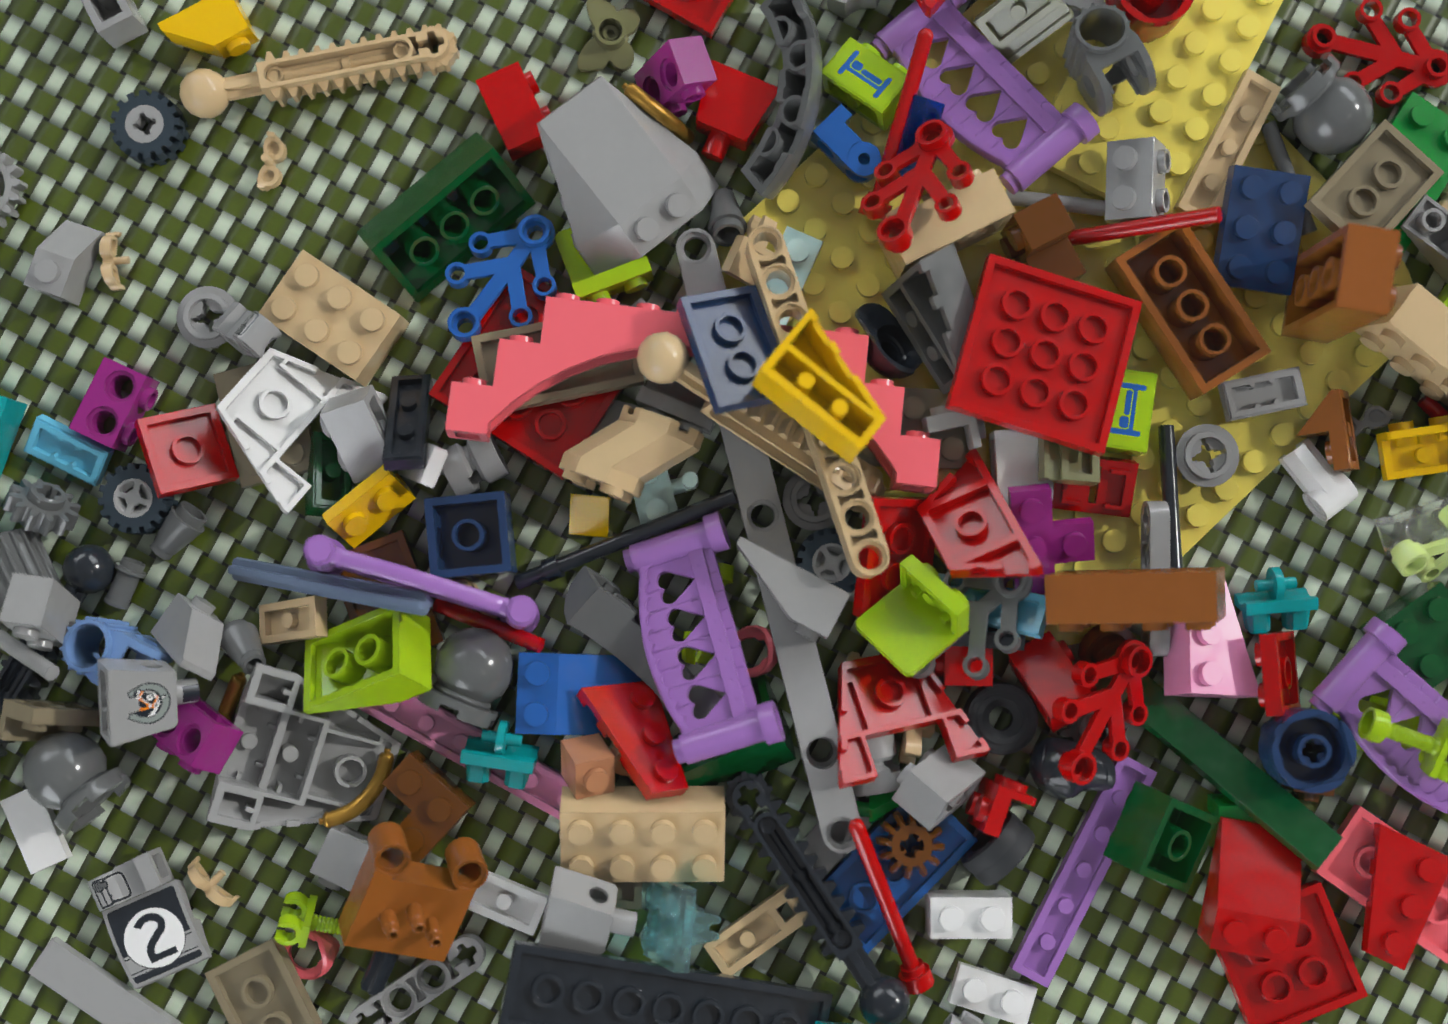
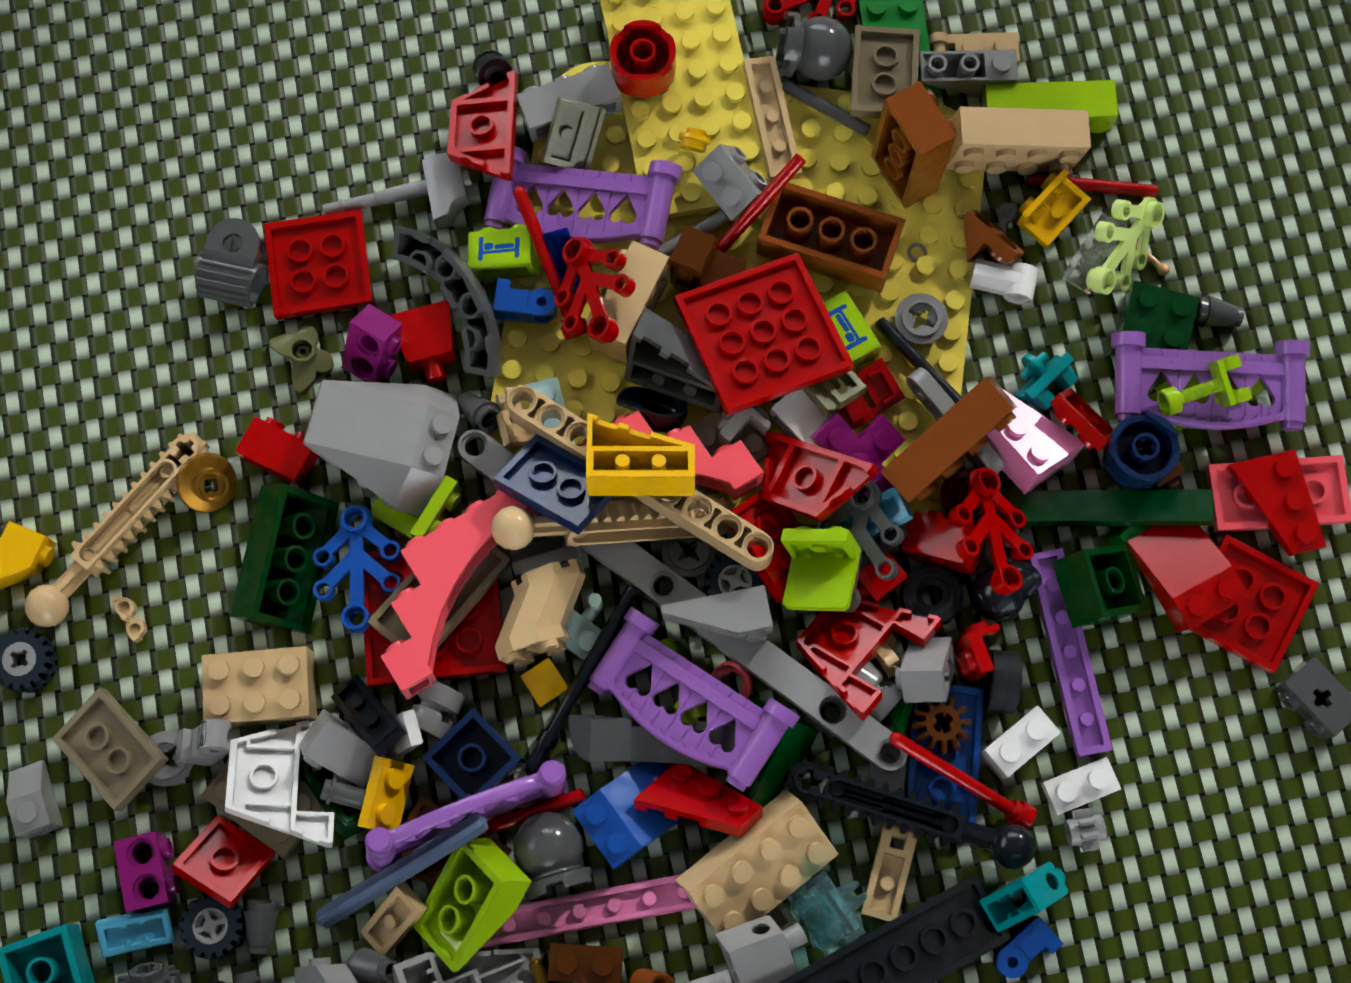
camera: 40 degrees left, 10 degrees down
(108, 253) = (63, 775): tan piece -> none
(163, 270) = (110, 749): none -> dark tan plate
(331, 475) = (342, 794): none -> dark grey pin
(439, 76) = (192, 477): none -> pearl gold piece
(499, 751) = (611, 891): teal hips -> none
(590, 766) = (683, 848): nougat brick -> none
(658, 112) = (378, 376): pearl gold piece -> none
(1123, 51) = (652, 107): dark grey piece -> none
(1134, 113) = (694, 140): none -> yellow plate
(1261, 229) = (835, 151): dark blue plate -> none
(1262, 394) = (923, 253): light grey plate -> none

